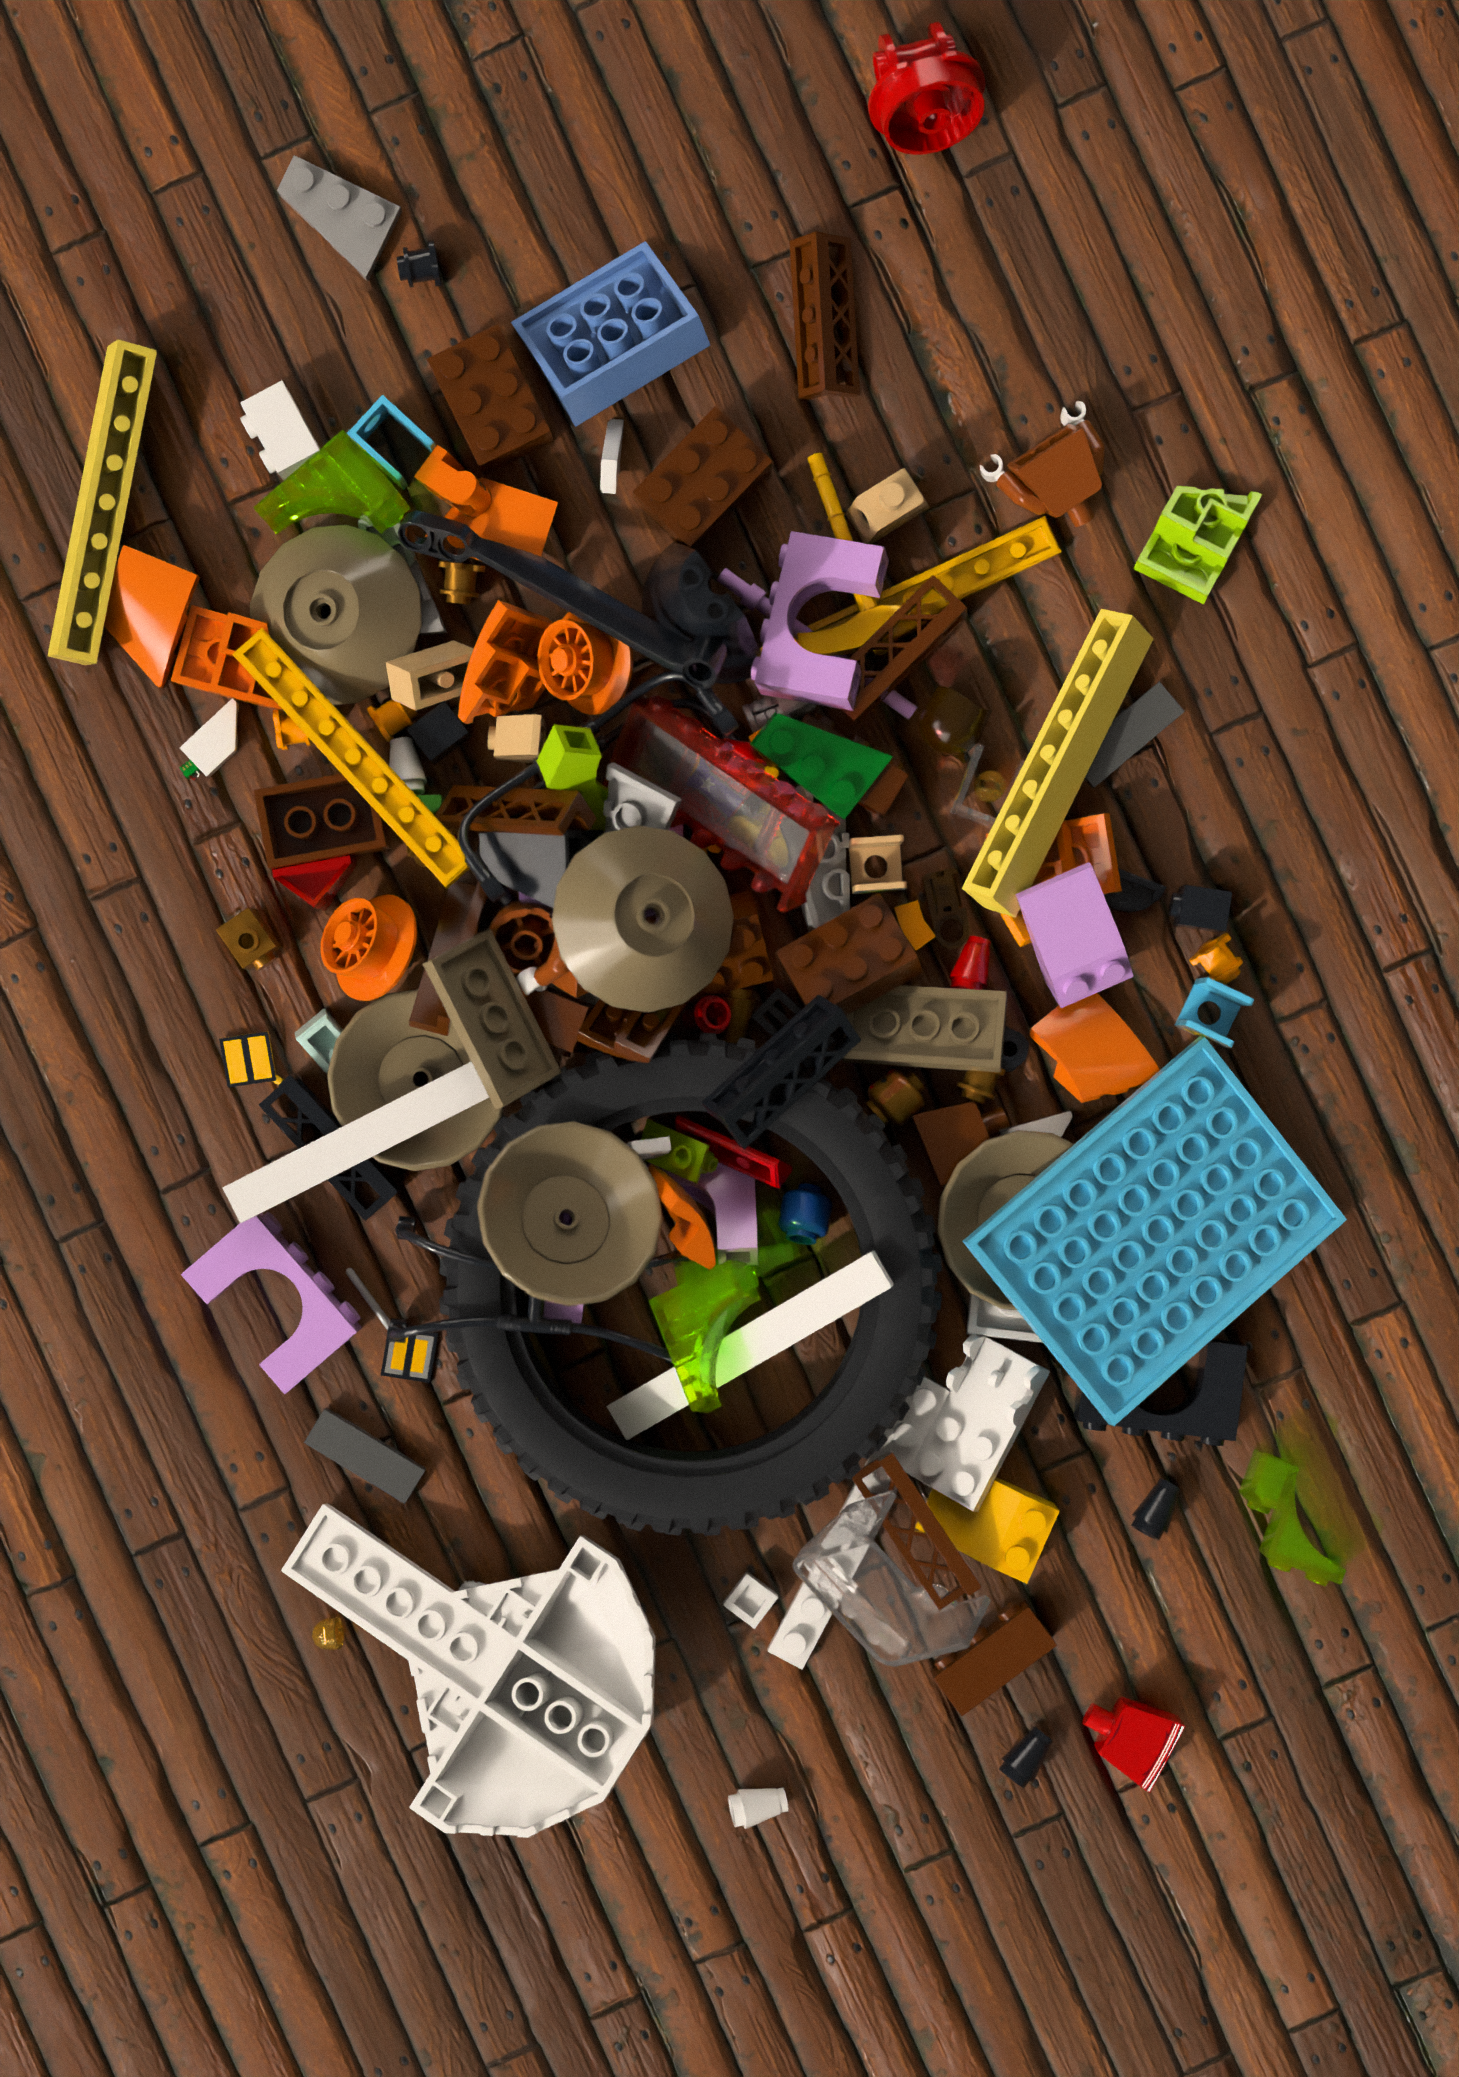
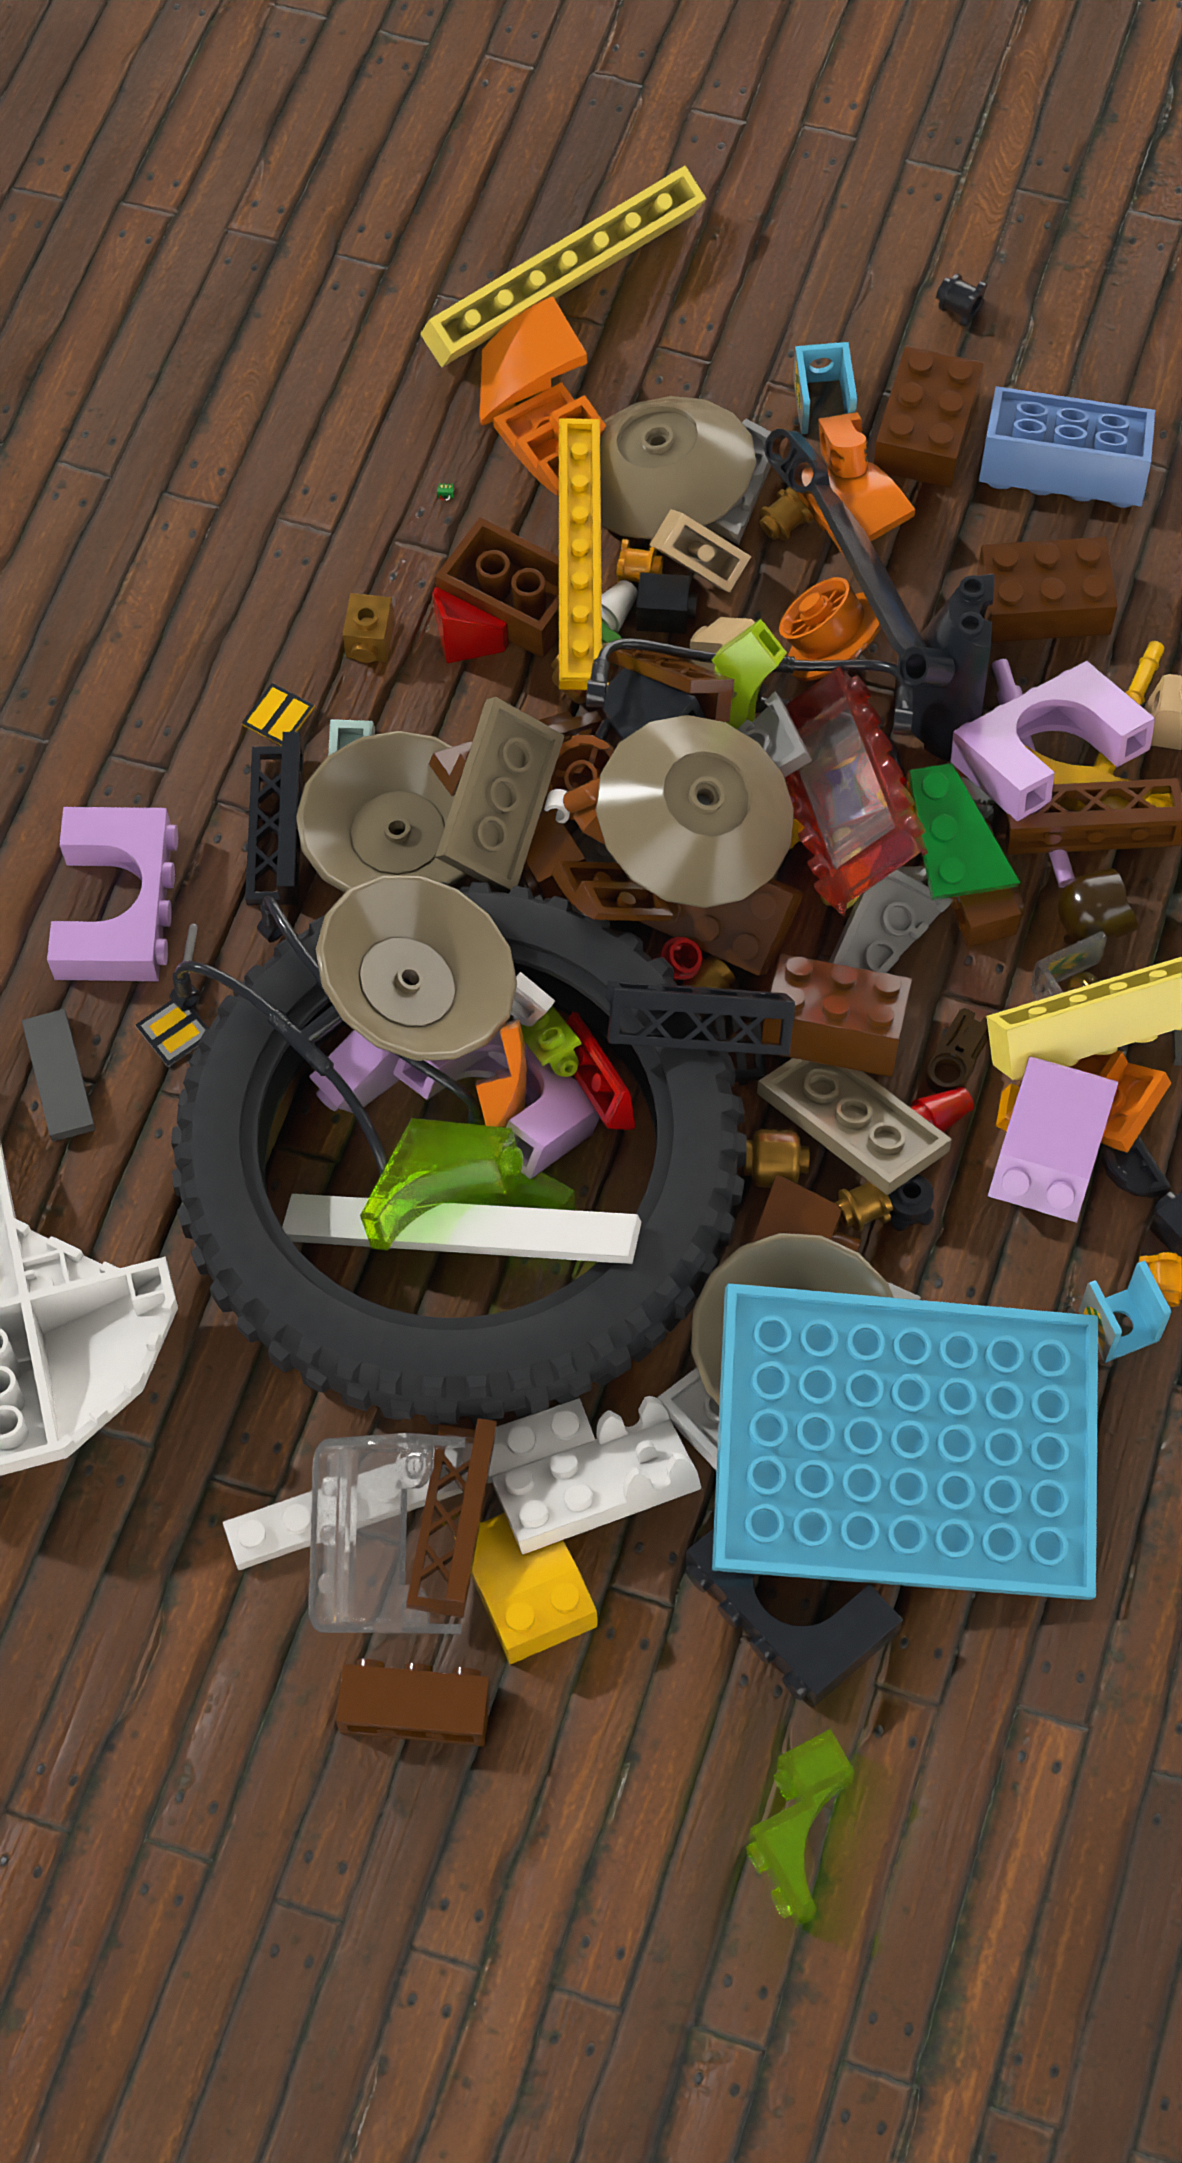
camera: 40 degrees right, 25 degrees down
(214, 740) = (485, 483): white tile -> none
(280, 428) = (746, 323): white brick -> none
(287, 731) = (545, 514): light orange brick -> none
(338, 482) = (750, 379): clear neon green arch -> none
(342, 212) = (933, 230): light grey wing -> none
(355, 1142) = (300, 816): white tile -> none
(369, 945) = (455, 689): orange piece -> none
(504, 664) = (761, 580): orange slope -> none
(611, 456) = (987, 522): white tile -> none
(750, 1599) = (251, 1464): white plate -> none
(756, 1805) = (79, 1648): white cone -> none
(805, 1214) = (608, 1184): blue head -> none
(888, 848) = (936, 962): tan piece -> none
(913, 925) = (917, 1041): light orange piece -> none
(1026, 1757) = (356, 1827): black cone -> none
(1093, 1049) = (985, 1252): orange slope -> none
(1135, 1738) = (473, 1899): red torso -> none
(1156, 1510) = (684, 1707): black cone -> none

